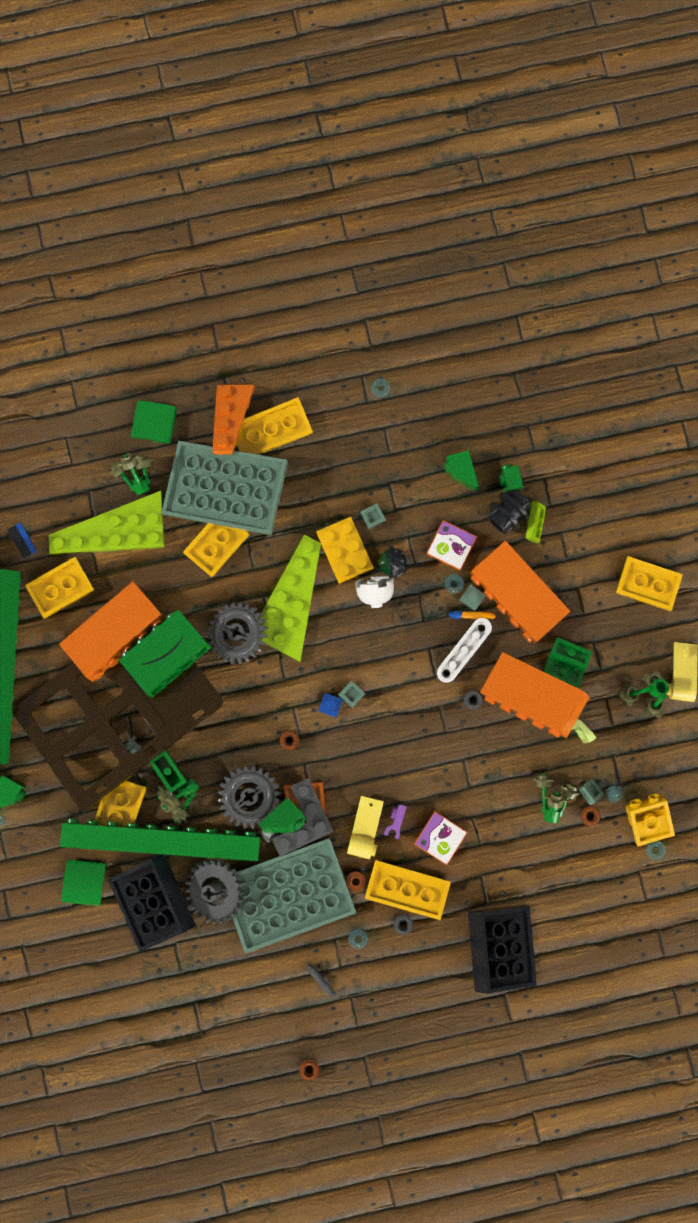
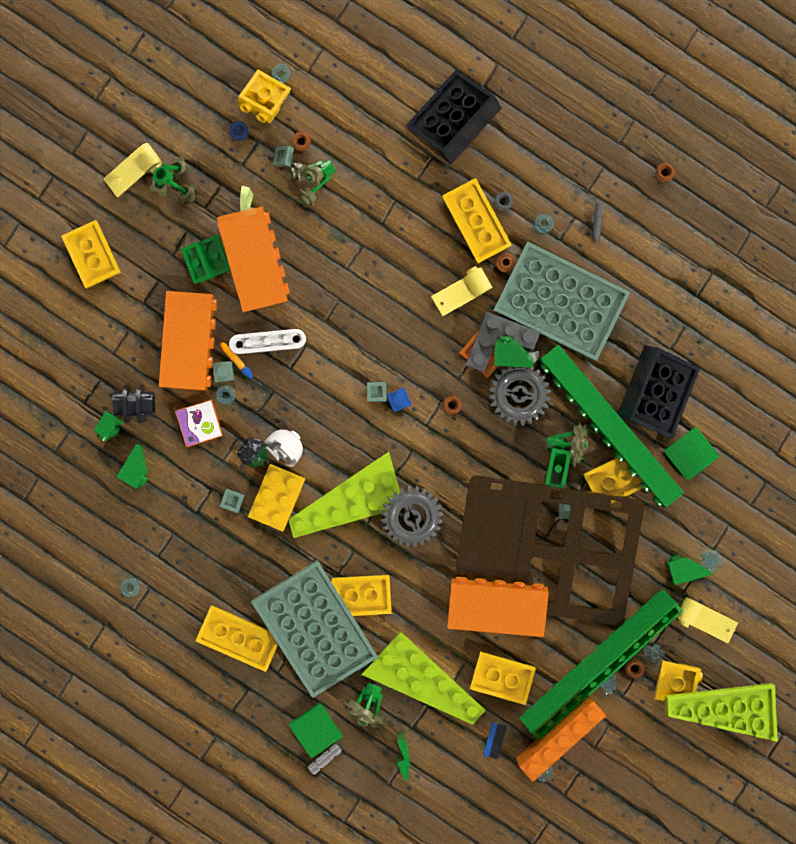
camera: 135 degrees left, 5 degrees up
(74, 464) = (403, 759): none -> green slope
(128, 408) = (324, 758): none -> light grey axle
(164, 653) = (477, 553): green panel -> none
(202, 897) = (618, 358): dark grey gear -> none
(229, 415) = (254, 680): orange wing -> none
(397, 815) = (431, 276): medium lavender plate -> none
(440, 838) = (418, 232): tile -> none
(477, 695) = (293, 296): dark grey plate -> none
(535, 522) = (123, 378): lime plate -> none
(614, 794) = (269, 138): clear light blue plate -> none
(641, 777) = (239, 131): none -> dark blue tile

